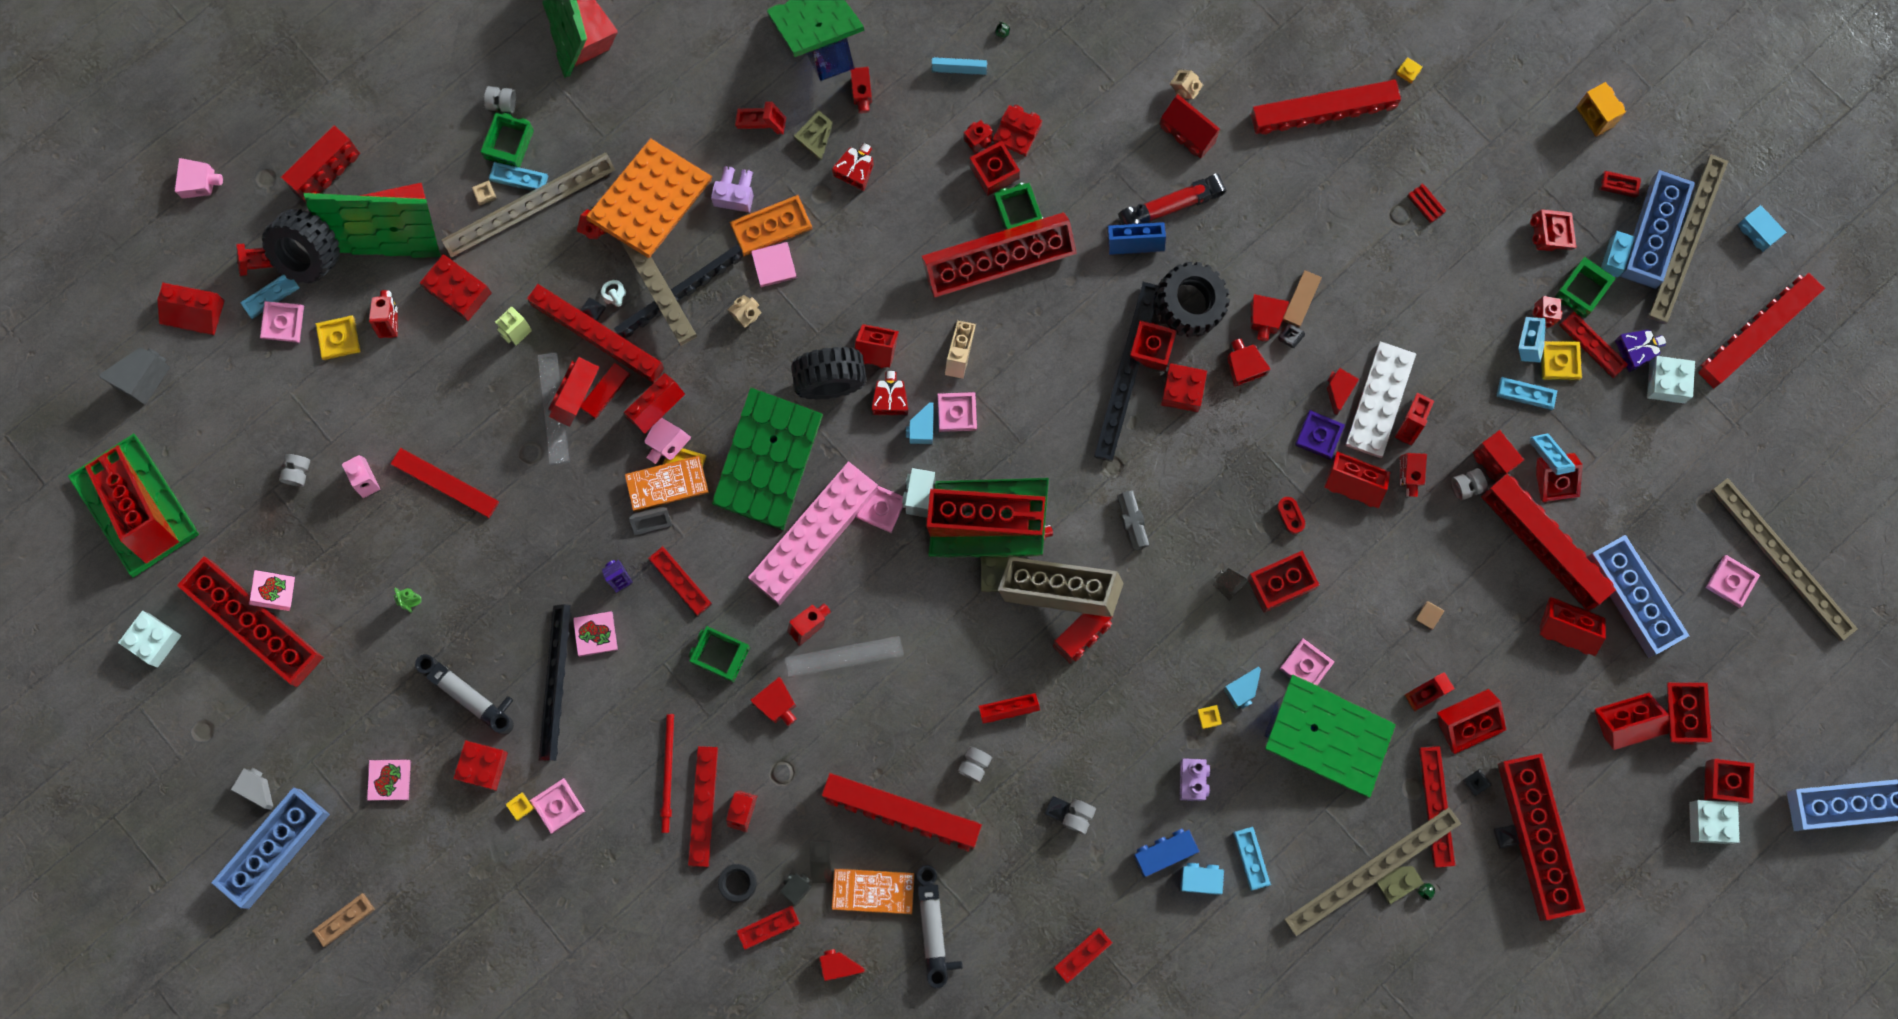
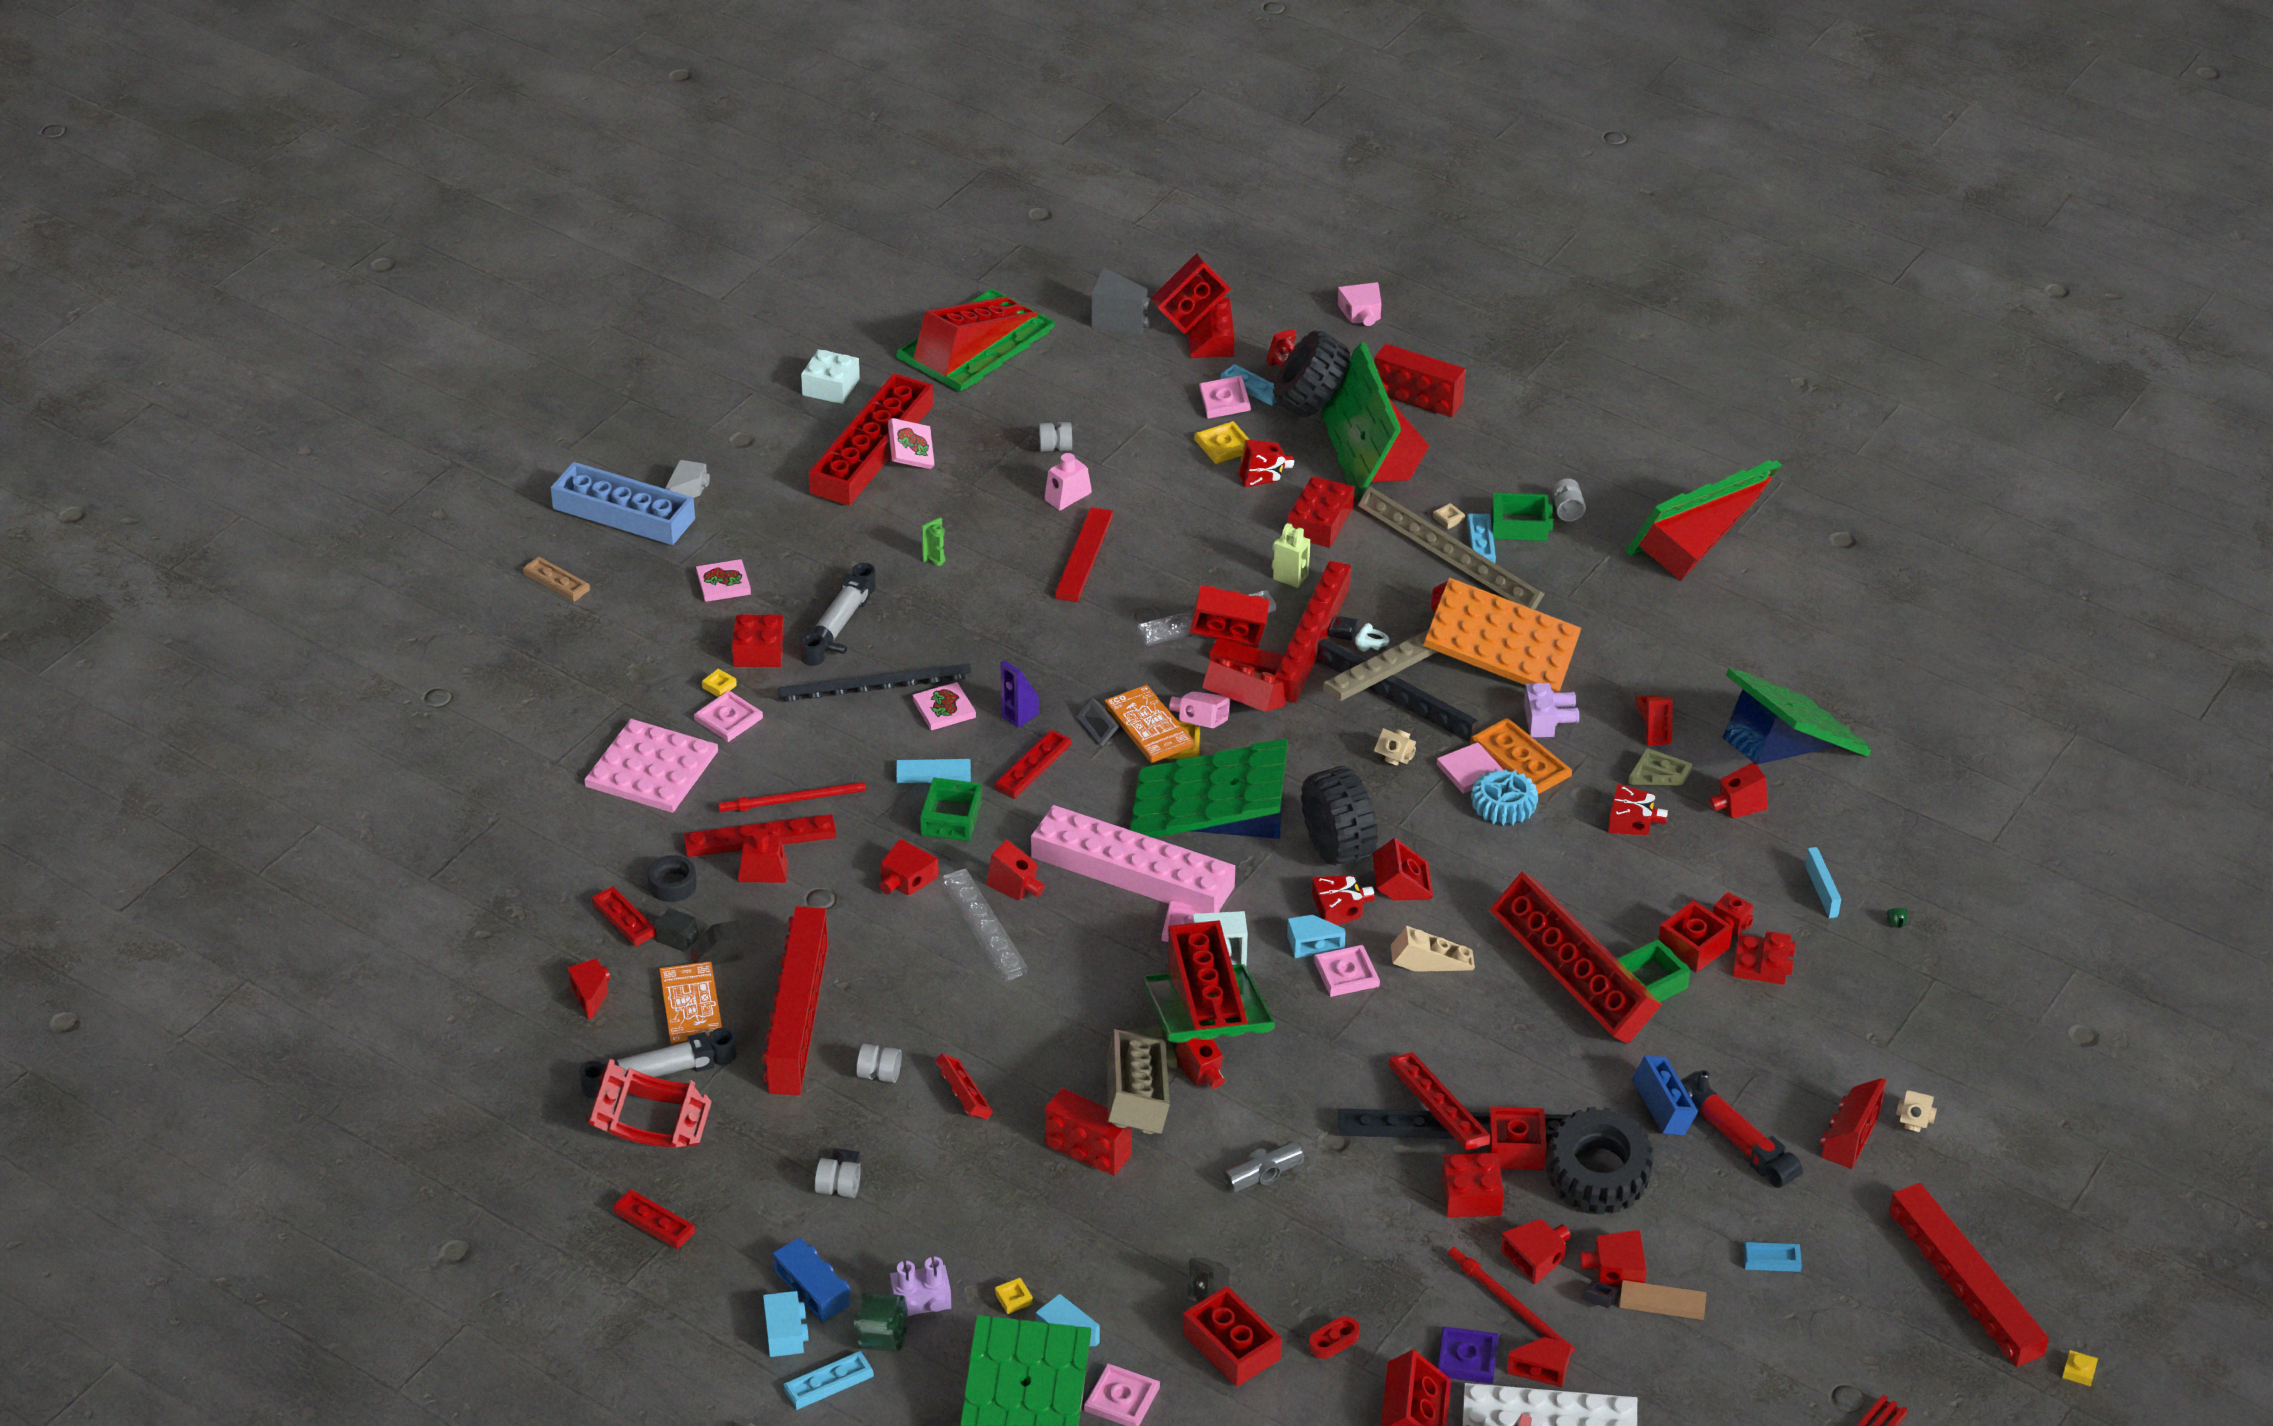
camera: 75 degrees right, 35 degrees down
(156, 313) = (1190, 293): none -> red brick
(599, 877) = (651, 765): none -> bright pink plate
(667, 658) = (924, 770): none -> medium azure tile
(823, 238) = (1504, 797): none -> medium azure gear
(973, 968) = (611, 1093): none -> red wedge
(1109, 386) = (1439, 1101): none -> red plate
(1223, 812) = (881, 1321): none -> clear green brick
(1250, 409) = (1473, 1269): none -> red bar
(1280, 219) = (1772, 1256): none -> dark azure tile

